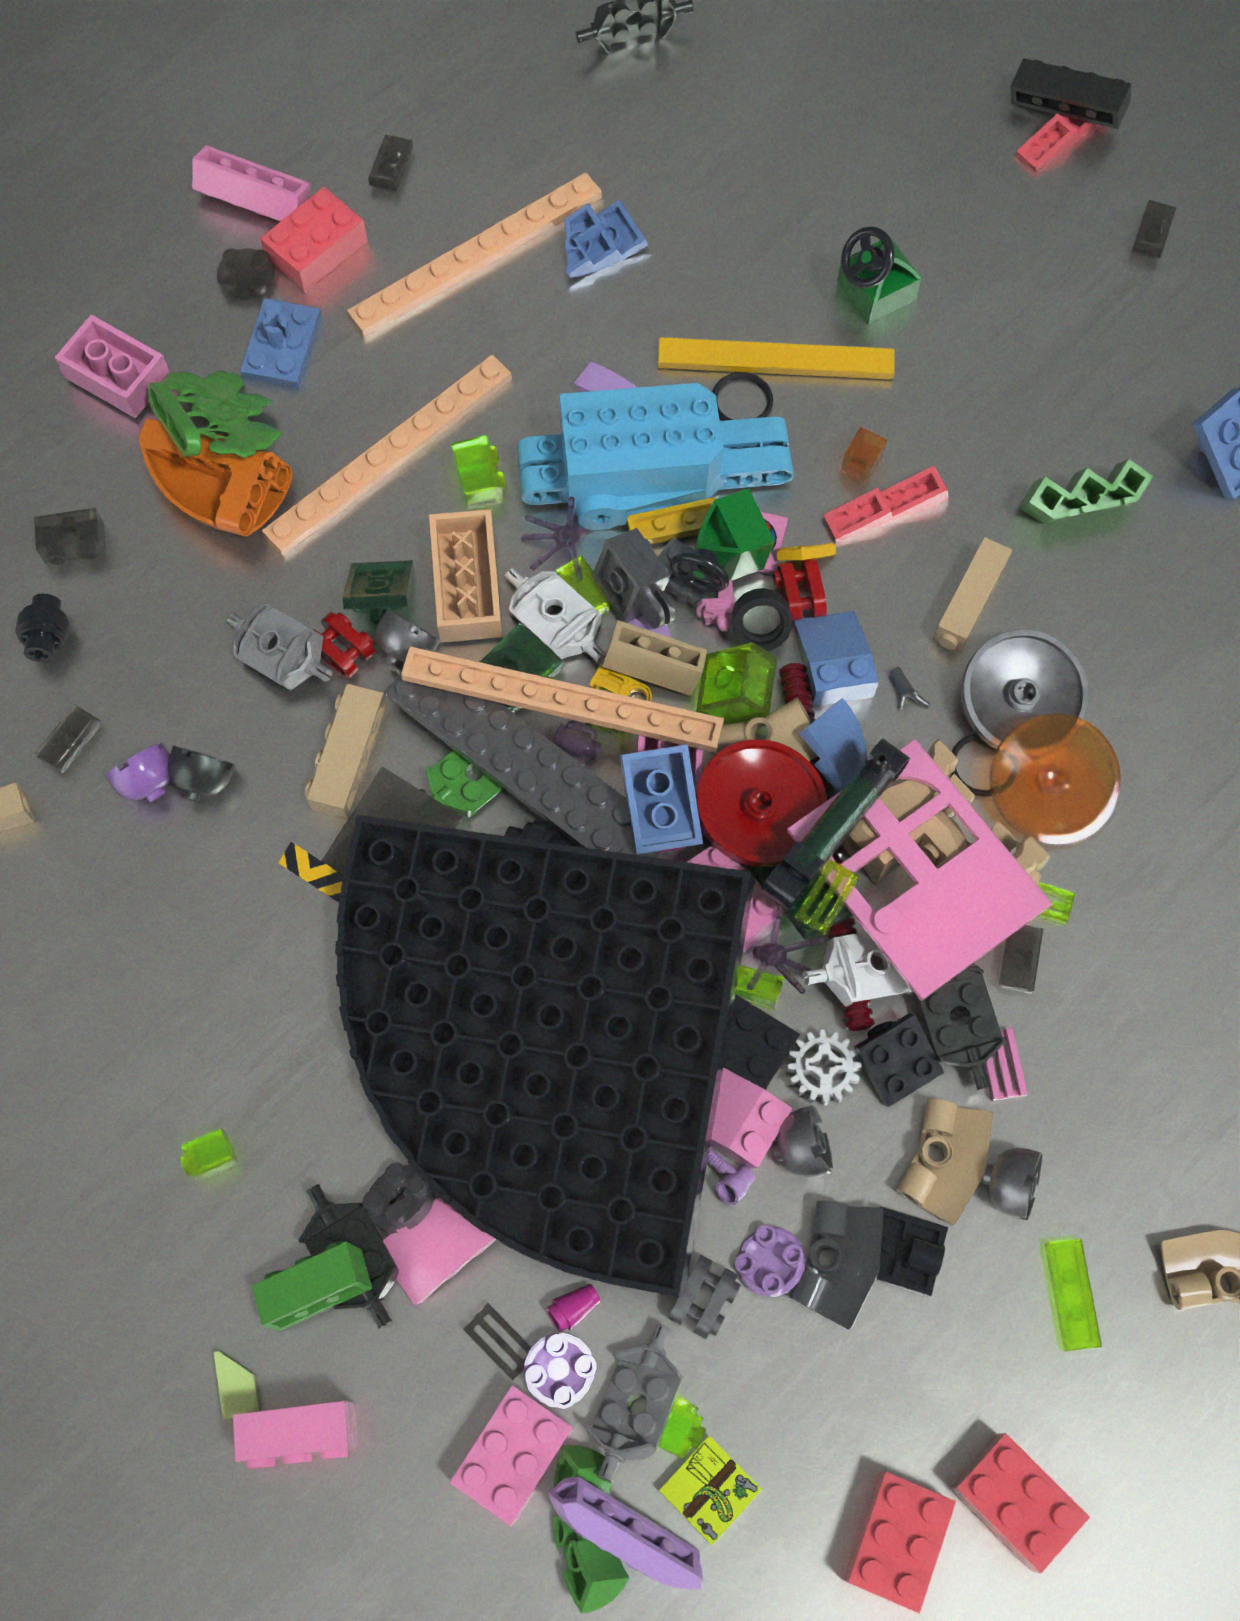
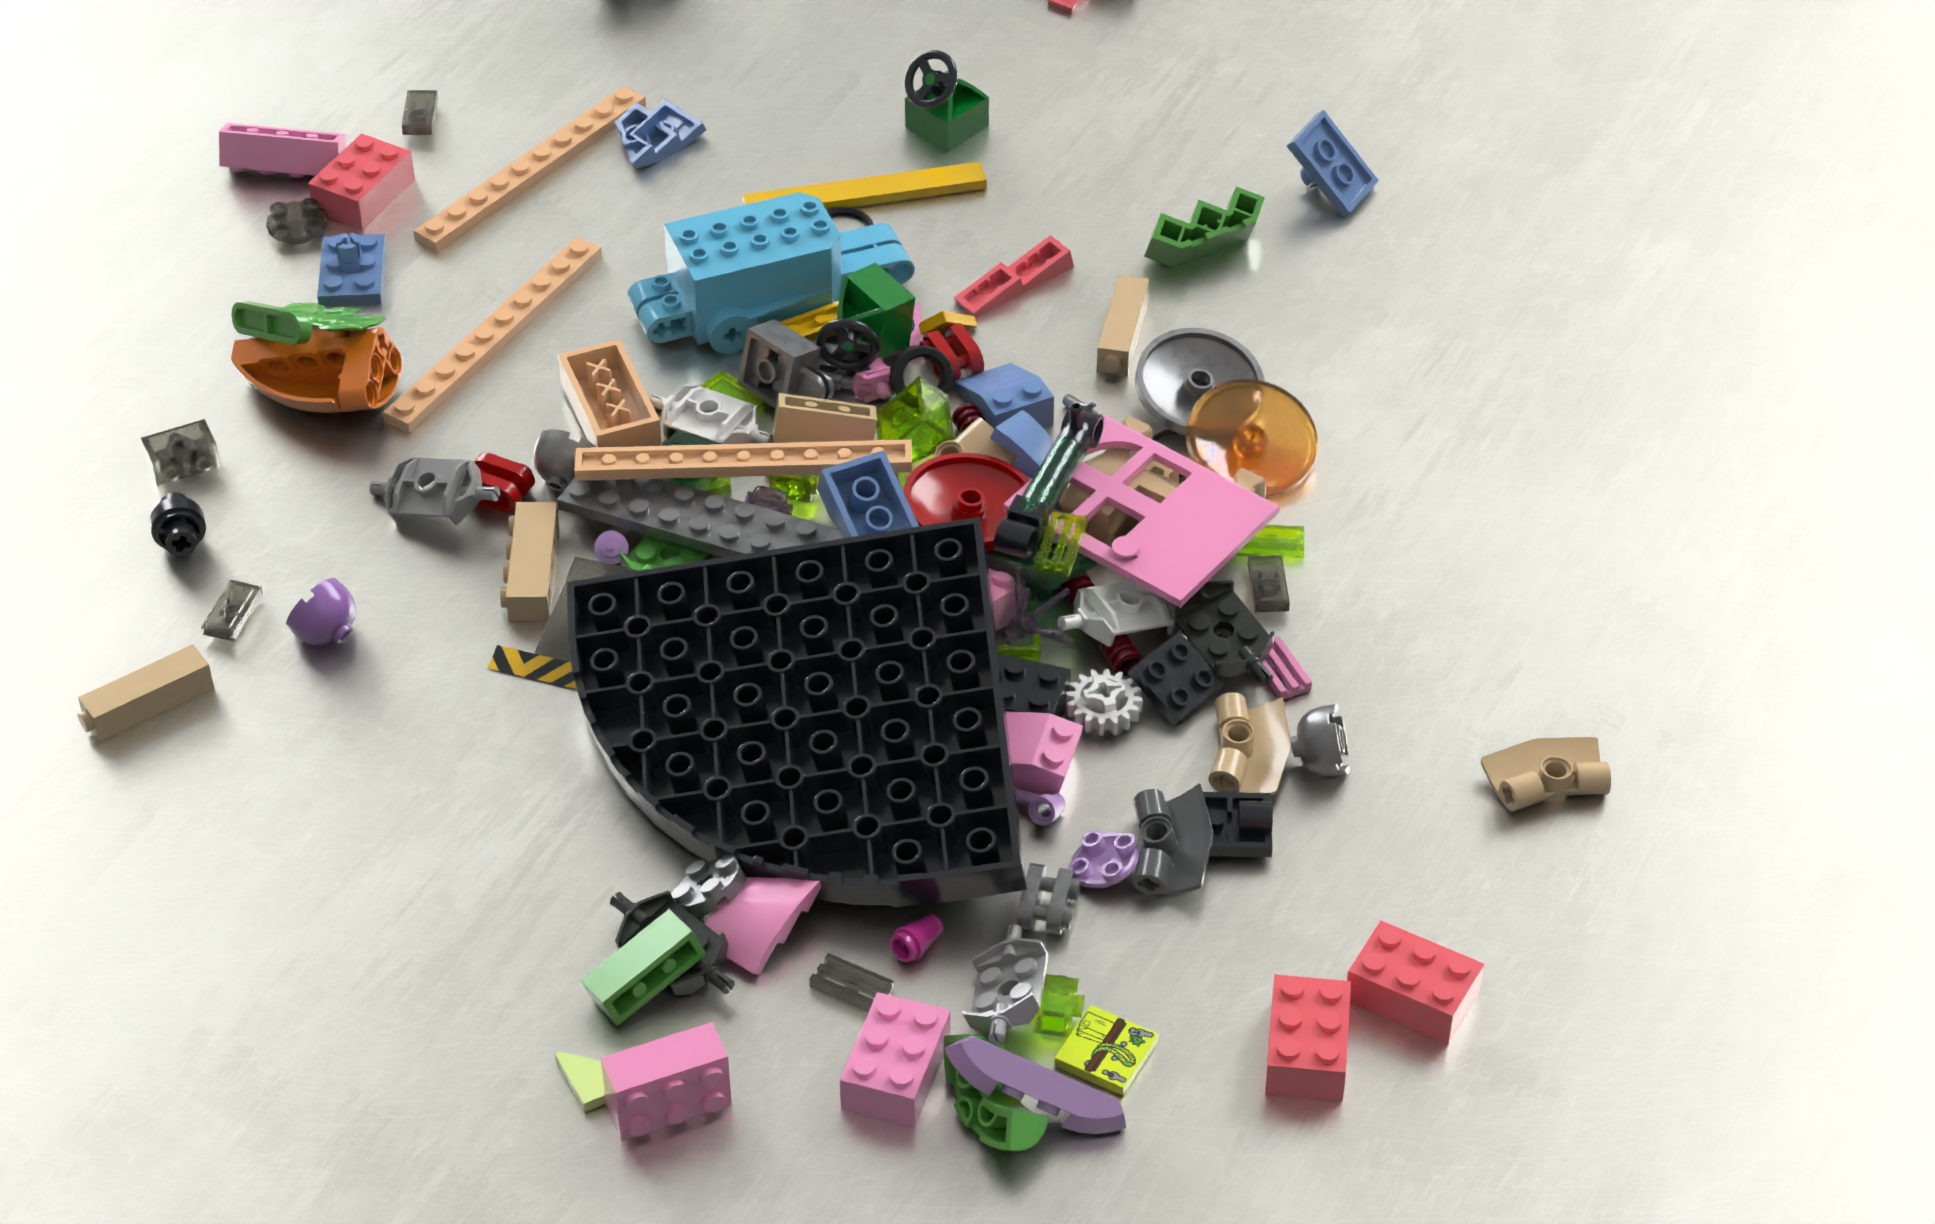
camera: 15 degrees left, 25 degrees down
(111, 365) = (182, 310): bright pink brick -> none
(198, 773) = (384, 600): pearl dark grey cylinder -> none
(208, 1156) = (497, 899): clear neon green brick -> none
(378, 587) = (525, 427): clear green plate -> none
(422, 753) = (609, 546): none -> lavender wheel
(478, 472) = (591, 321): clear neon green brick -> none
(559, 1370) = (921, 981): dish -> none
(564, 536) = (699, 355): clear purple plant -> none
(803, 1144) = (1103, 758): flat silver cylinder -> none
(863, 454) = (978, 243): clear orange brick -> none
(1073, 1295) = (1411, 824): clear neon green tile -> none
(1154, 228) = (1201, 31): clear smoke plate -> none

